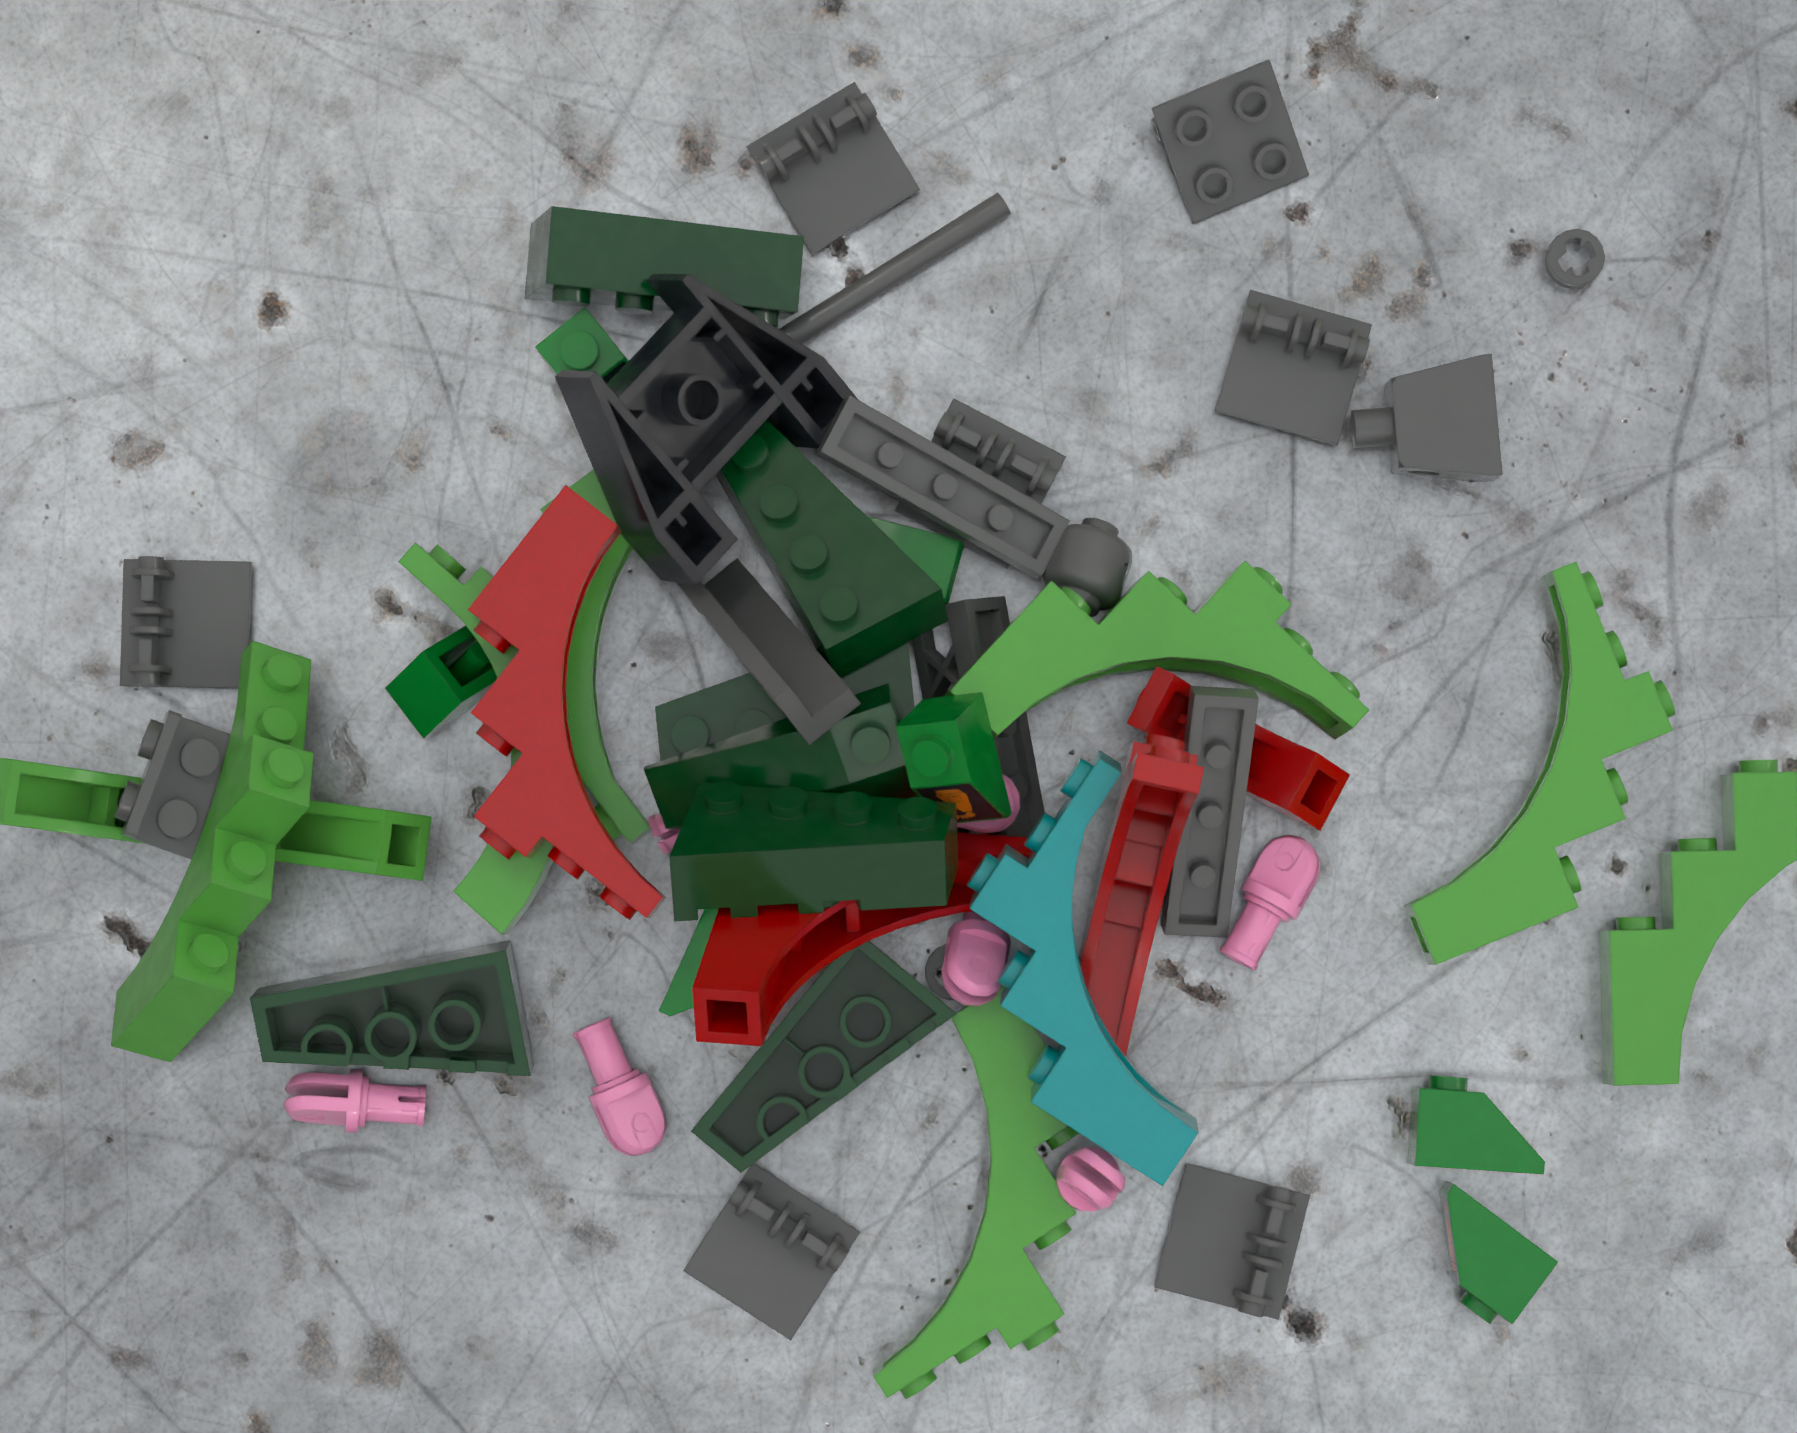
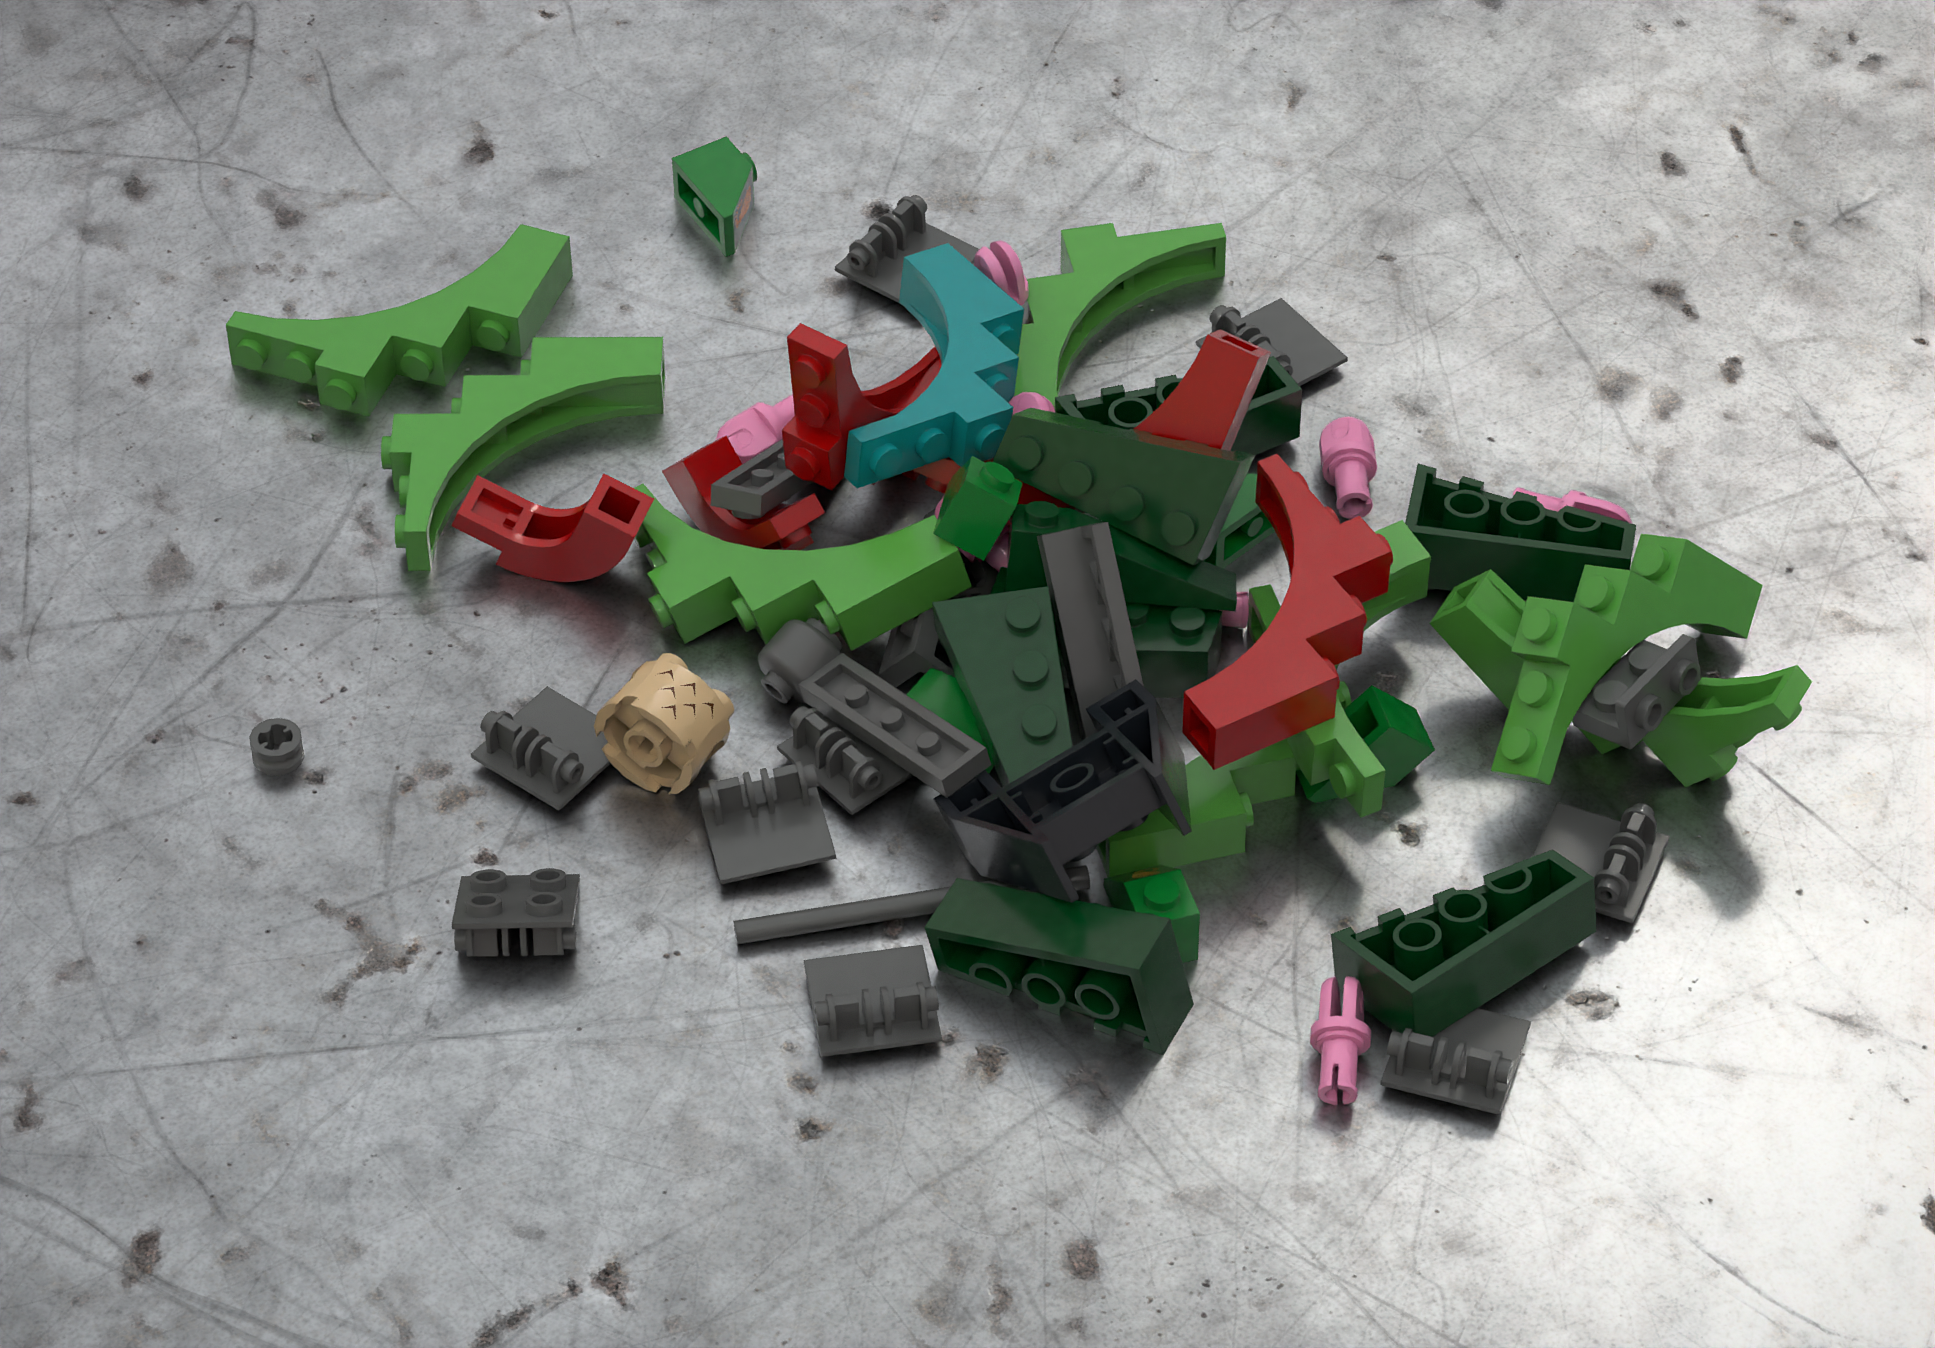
camera: 155 degrees left, 40 degrees down
(244, 323) = (1462, 1064): none -> dark grey hinge
(275, 420) = (1468, 944): none -> dark green wedge
(357, 282) = (1340, 1039): none -> bright pink arm
(1031, 345) = (766, 822): none -> dark grey hinge
(1177, 399) = (664, 725): none -> tan brick
(1424, 637) = (552, 541): none -> red arch
(1437, 422) = (455, 668): dark grey torso -> none
(1465, 1131) = (697, 258): green slope -> none

